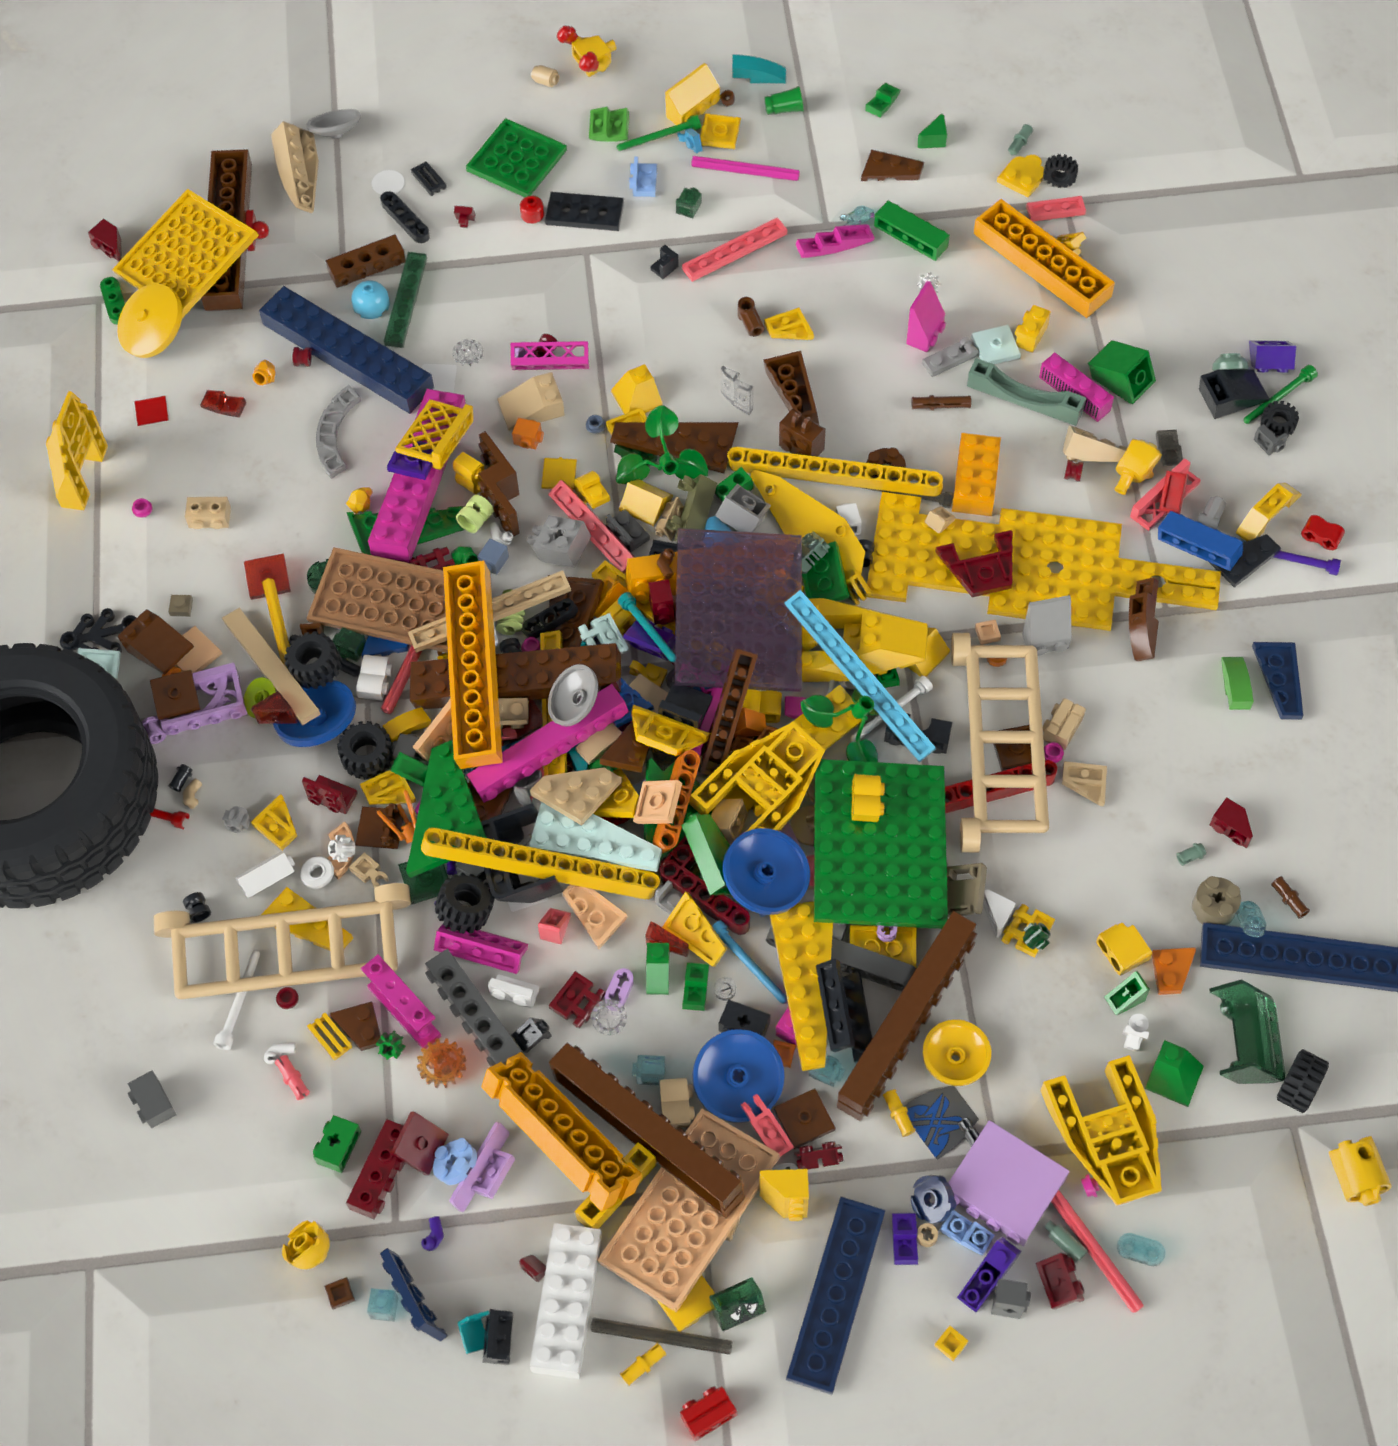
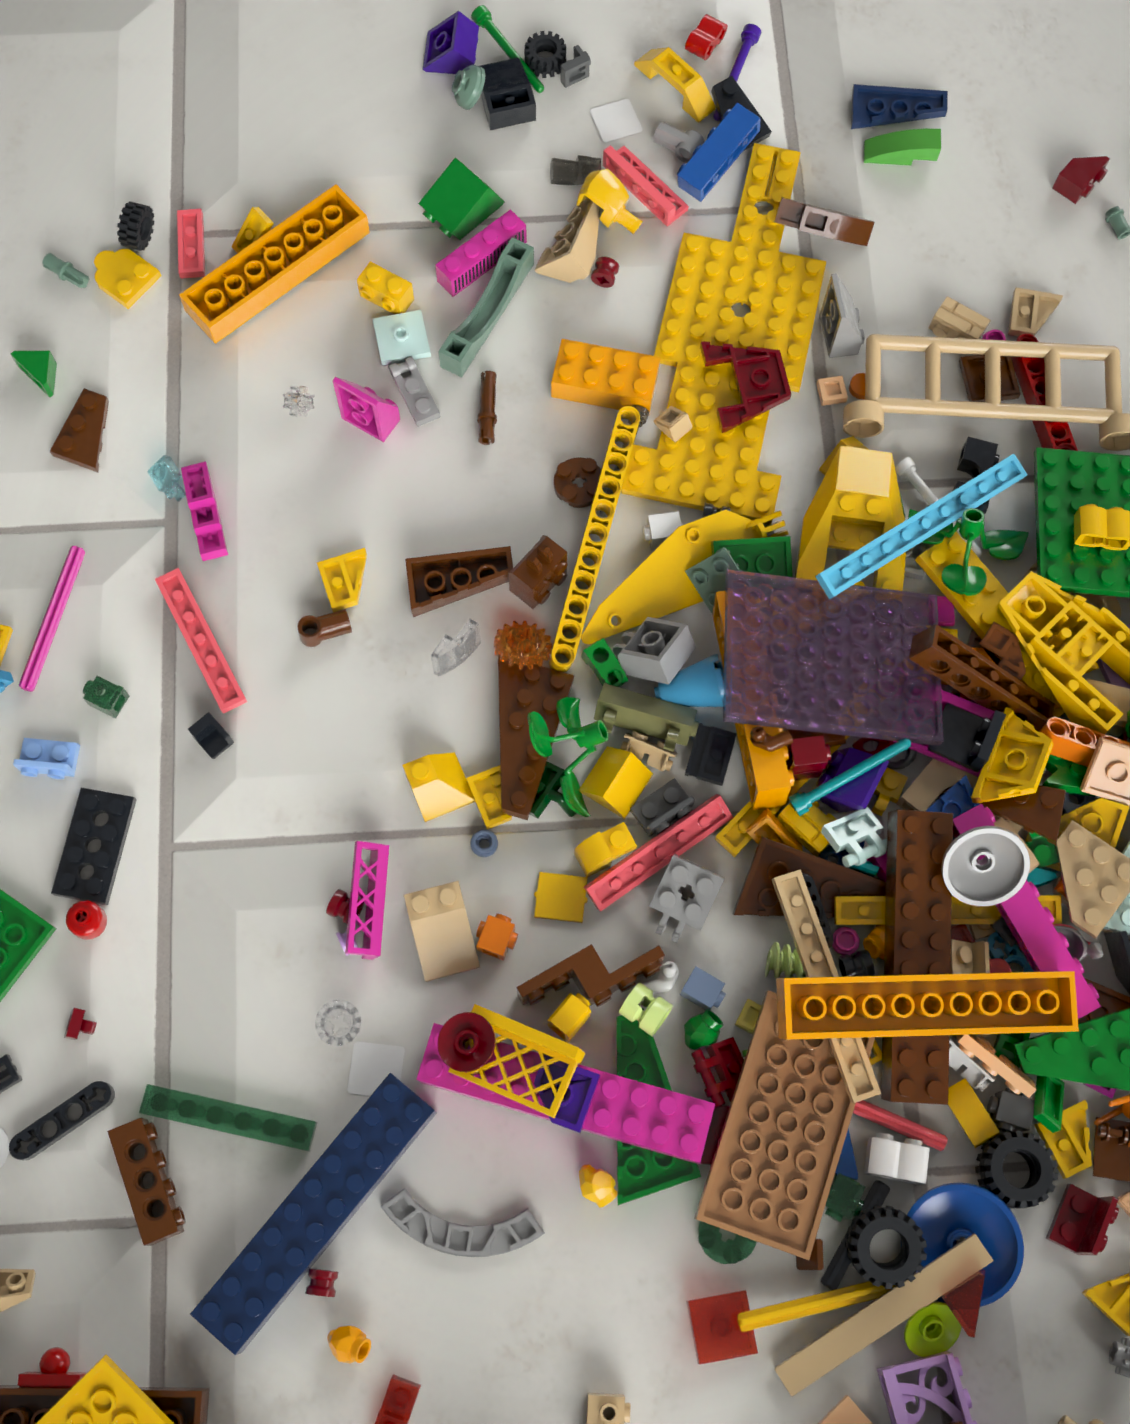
camera: 90 degrees left, 10 degrees up
(370, 299) = (221, 1174): medium azure cylinder -> none
(446, 400) = (455, 1035): none -> dark red dish
(744, 431) = (522, 645): none -> clear orange gear
(911, 230) = (202, 413): green brick -> none
(1173, 492) = (654, 166): red tile -> none
(1227, 476) = (616, 120): none -> white sticker

